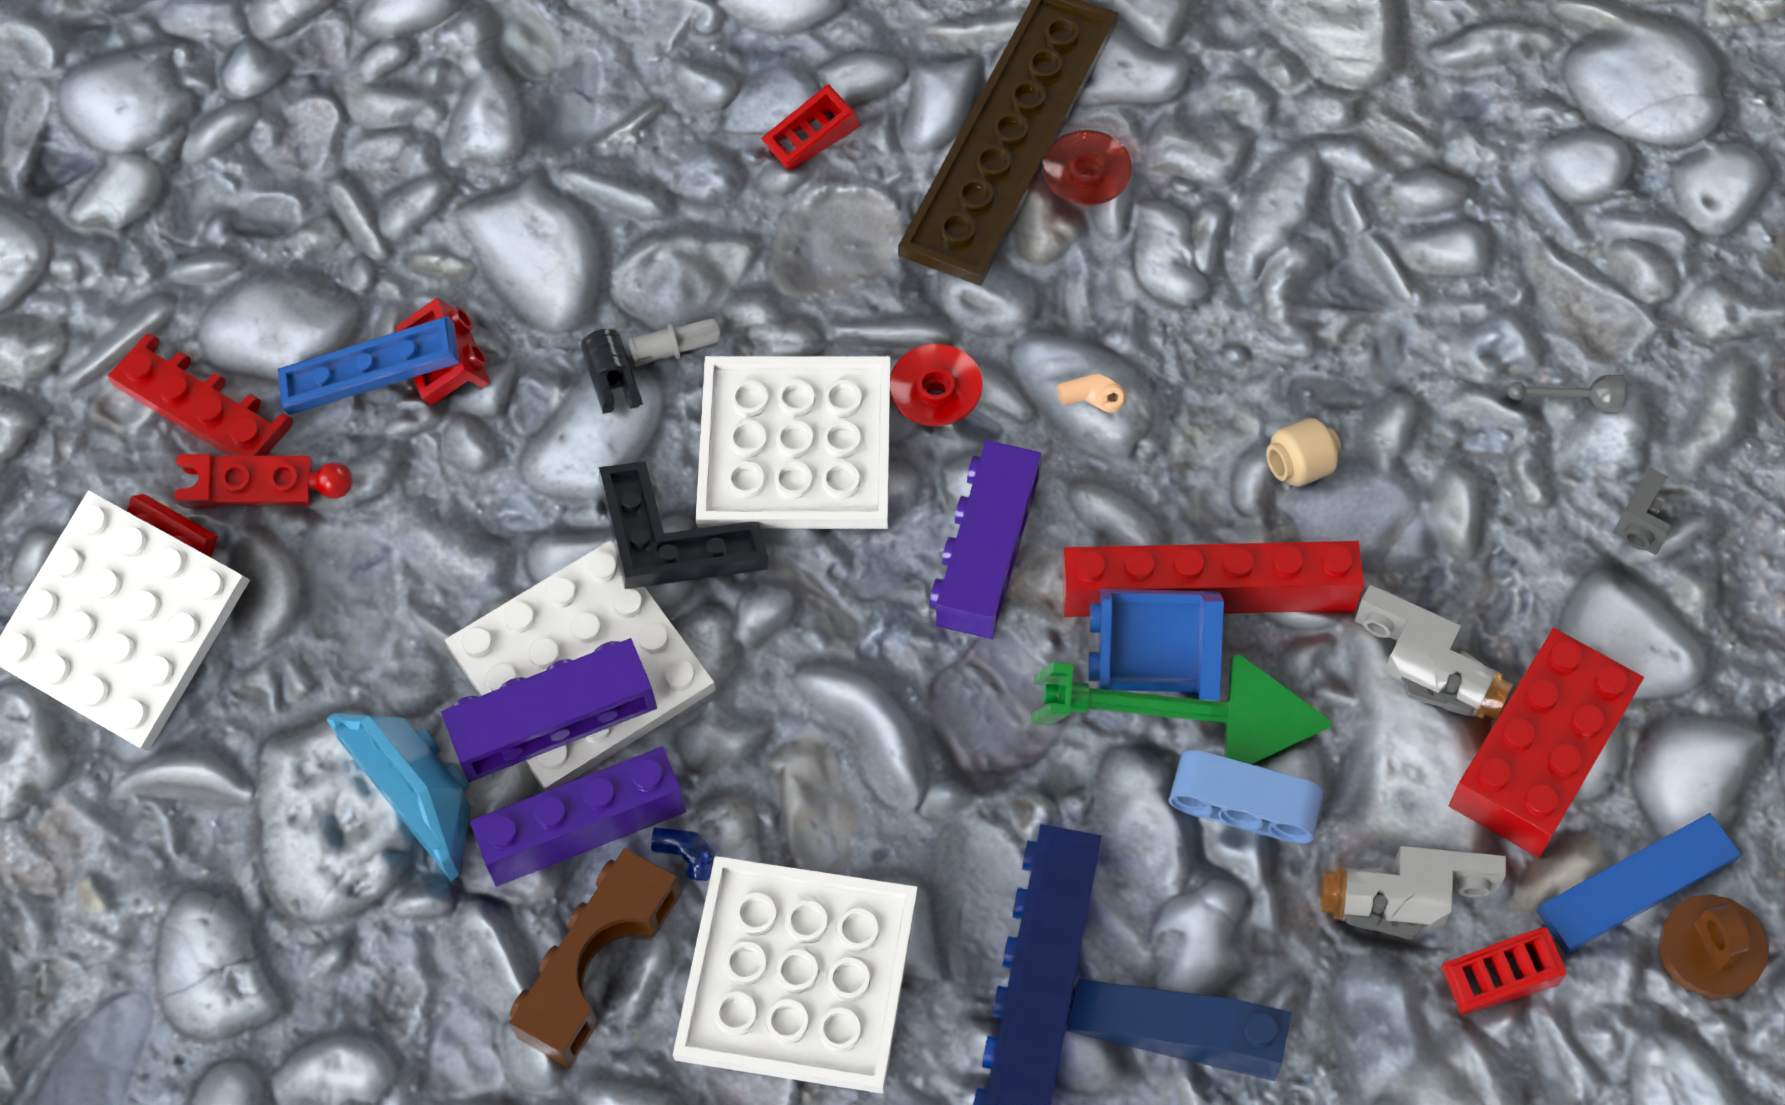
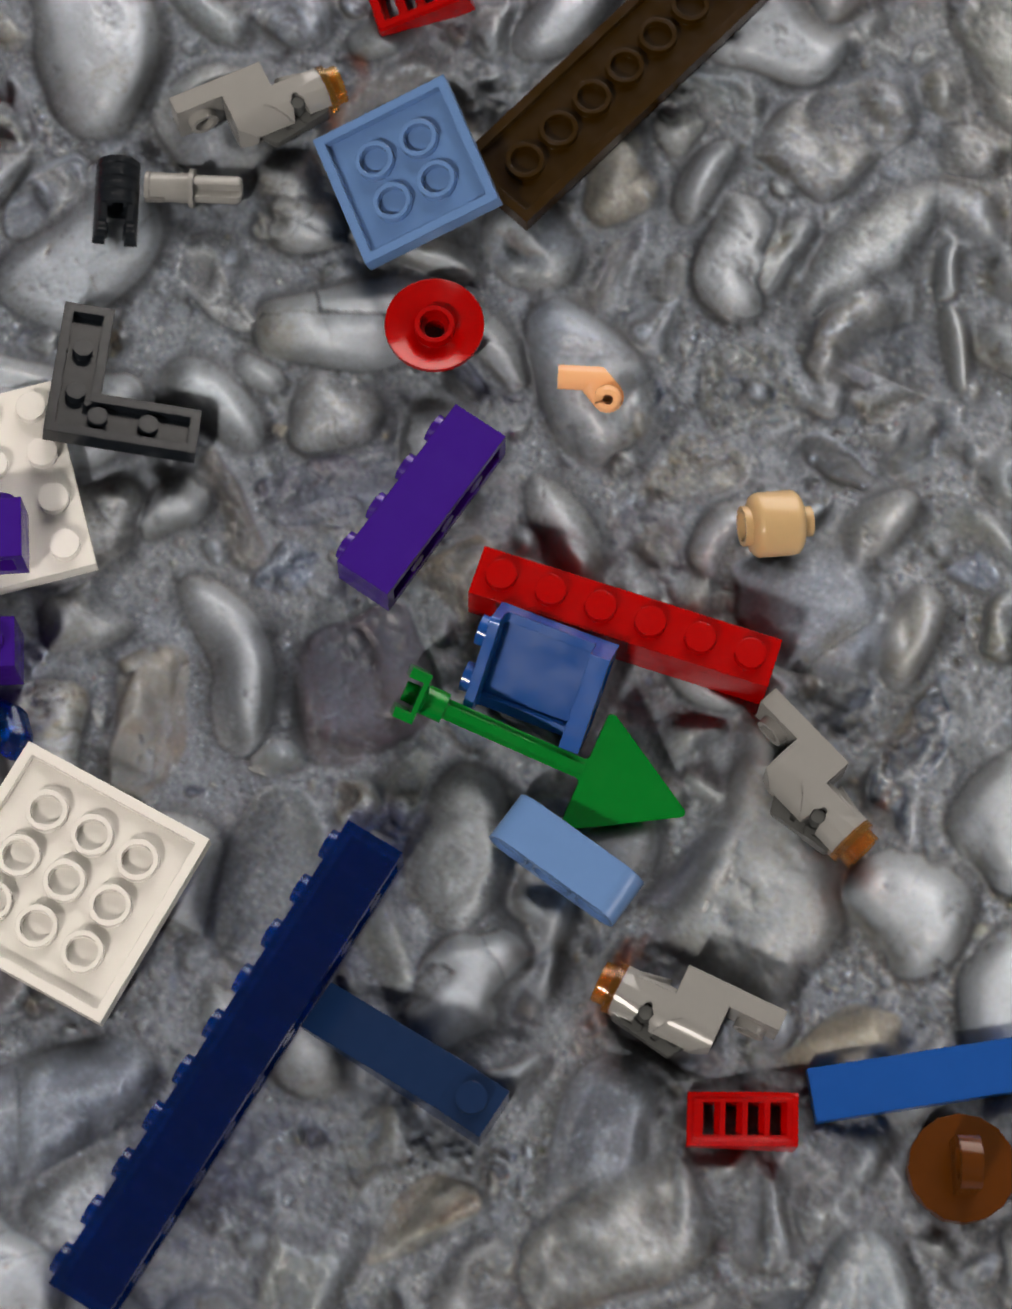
camera: 15 degrees right, 10 degrees up
(707, 256) = (258, 109): none -> light grey plate
(795, 442) = (271, 338): white plate -> none
(861, 267) = (407, 172): none -> medium blue plate
(1087, 154) = (689, 119): clear red dish -> none
(1545, 742) = (885, 908): red brick -> none

